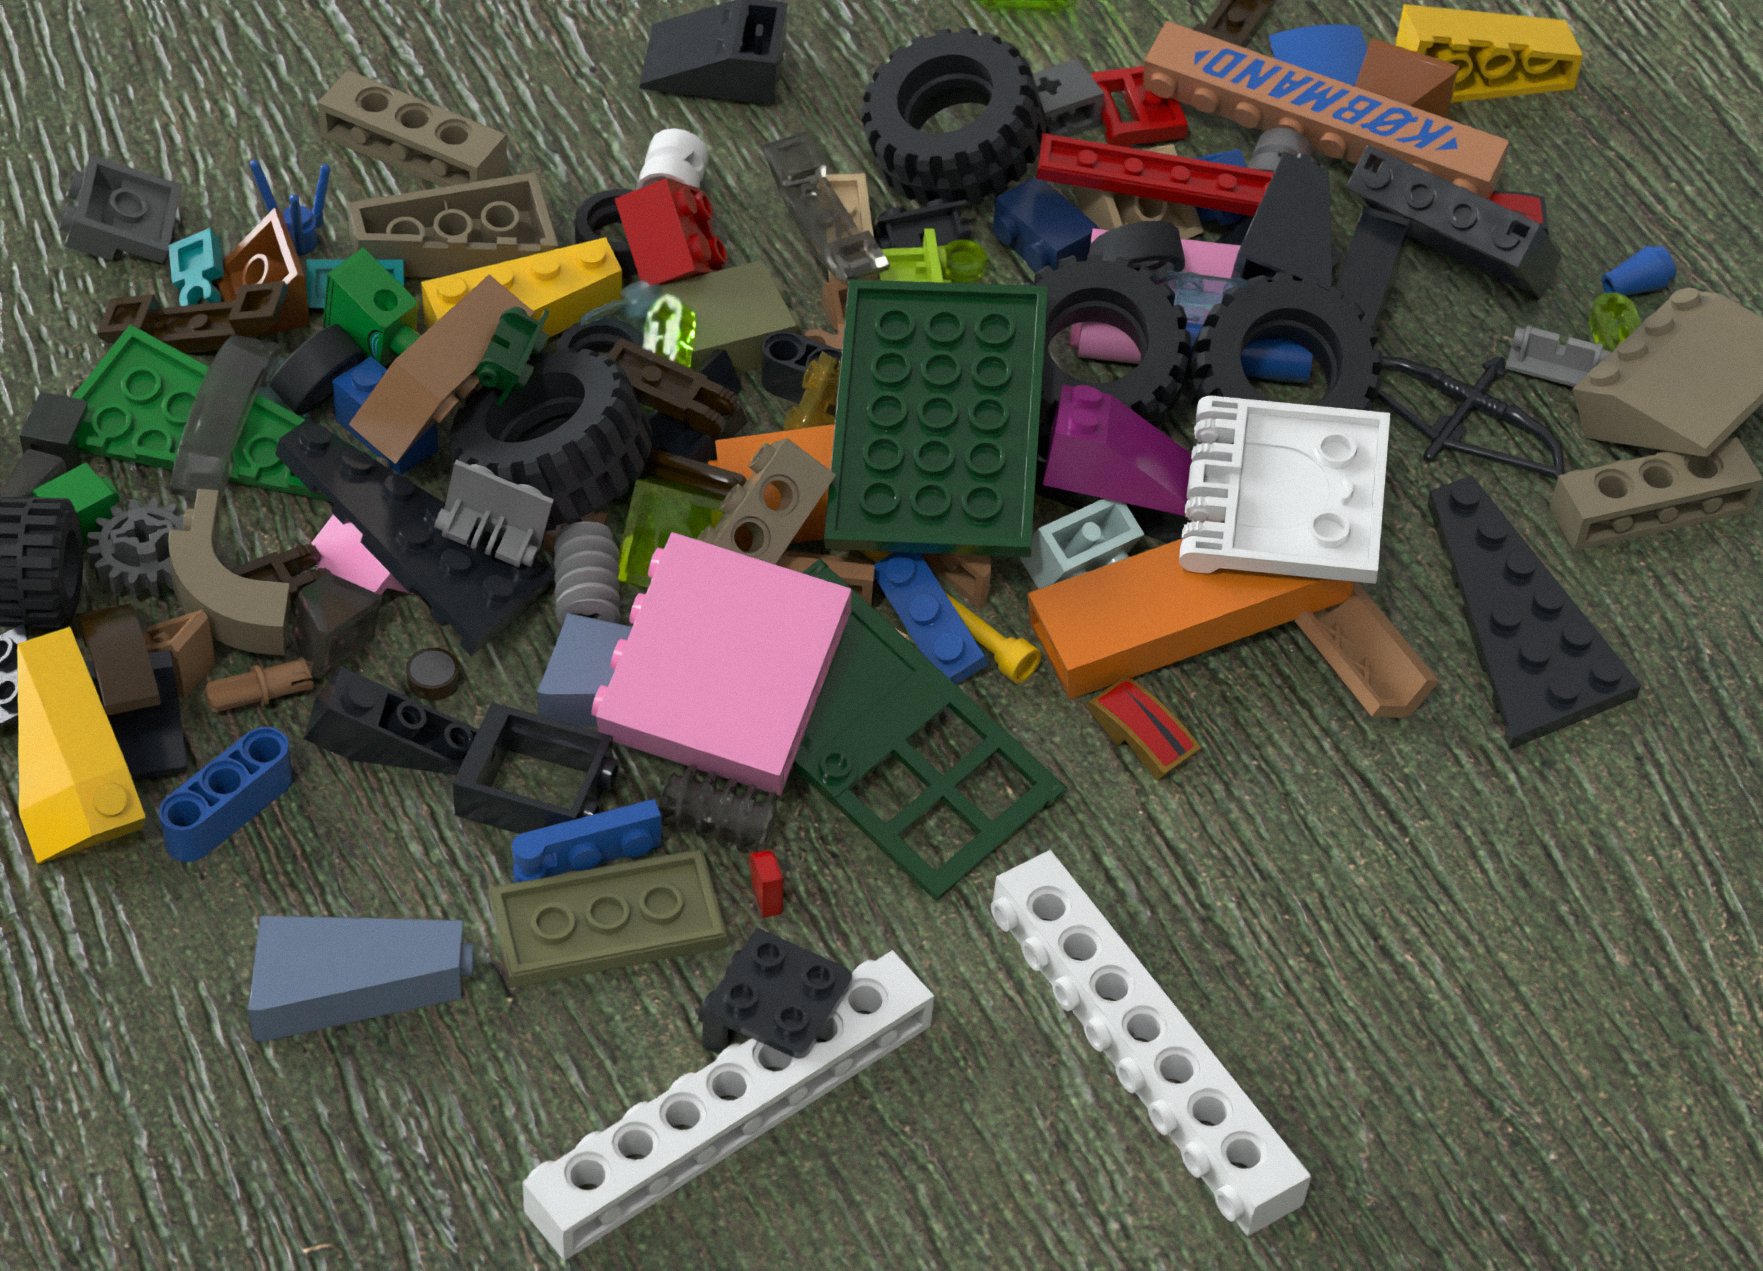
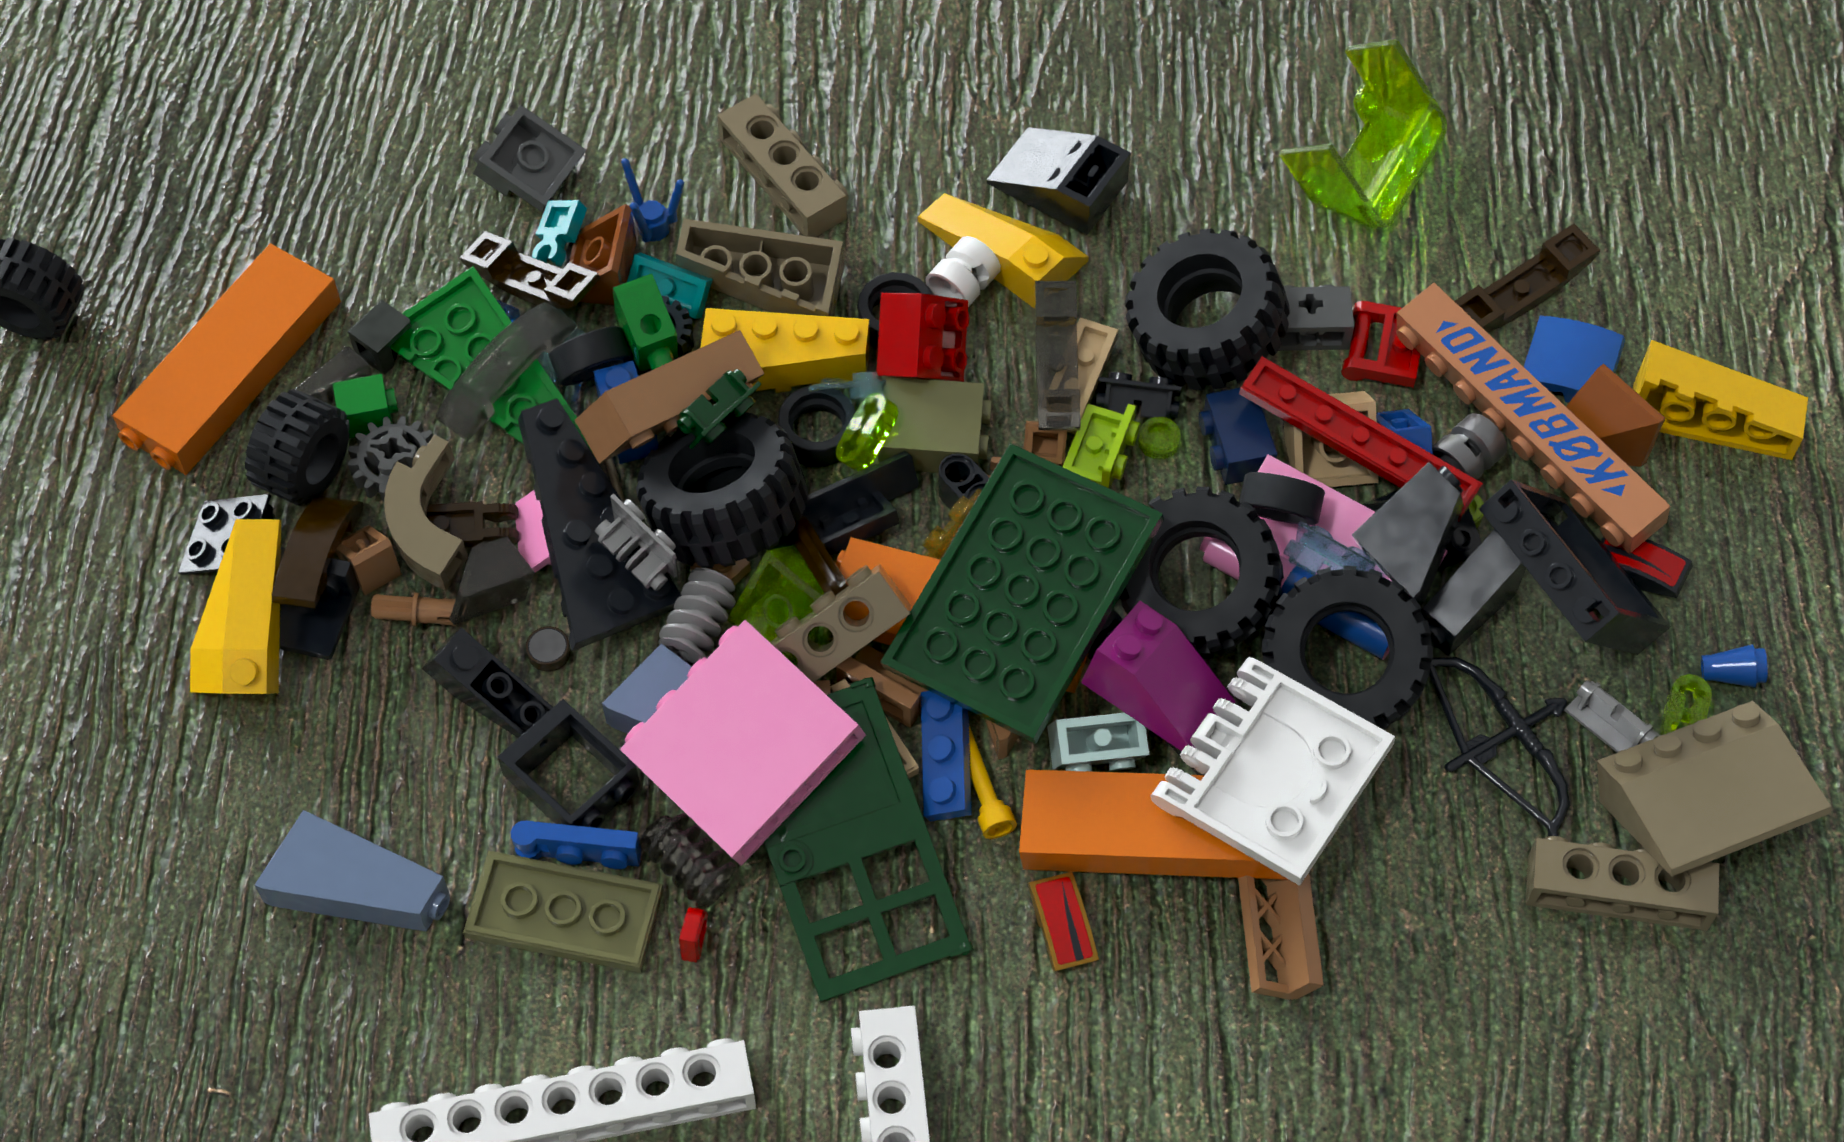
camera: 30 degrees right, 10 degrees up
(226, 794) = (320, 691): blue beam -> none
(675, 388) = (838, 473): dark brown hinge -> none
(731, 136) = (1022, 249): none -> yellow wedge
(774, 996) = (635, 1041): black bracket -> none
(1526, 630) = (1438, 972): black wing -> none

